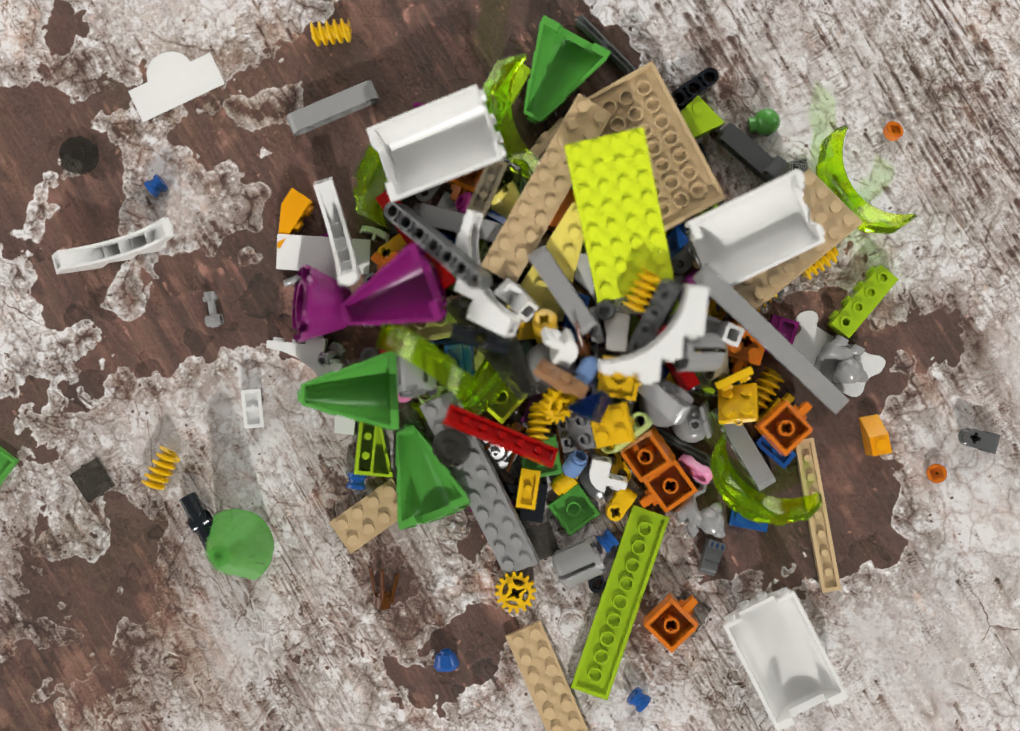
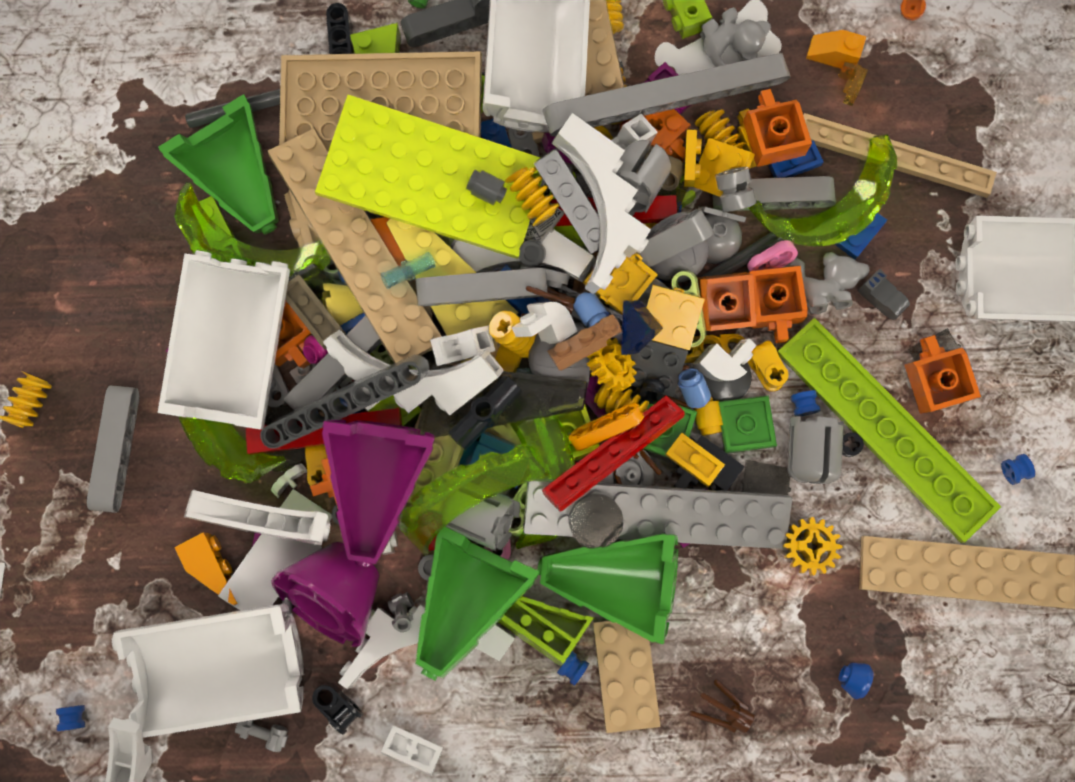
camera: 55 degrees left, 10 degrees down
(231, 259) = (214, 669): none -> white cylinder
(251, 347) = (337, 708): none -> black piece
(515, 421) = (606, 426): none -> light orange beam
(547, 235) = (407, 270): none -> clear light blue pin
(558, 437) = (652, 385): none -> black bush
(630, 257) = (486, 187): none -> dark grey brick
(723, 422) = (735, 189): none -> light grey wheel
(858, 460) = (855, 77): none -> clear yellow bracket

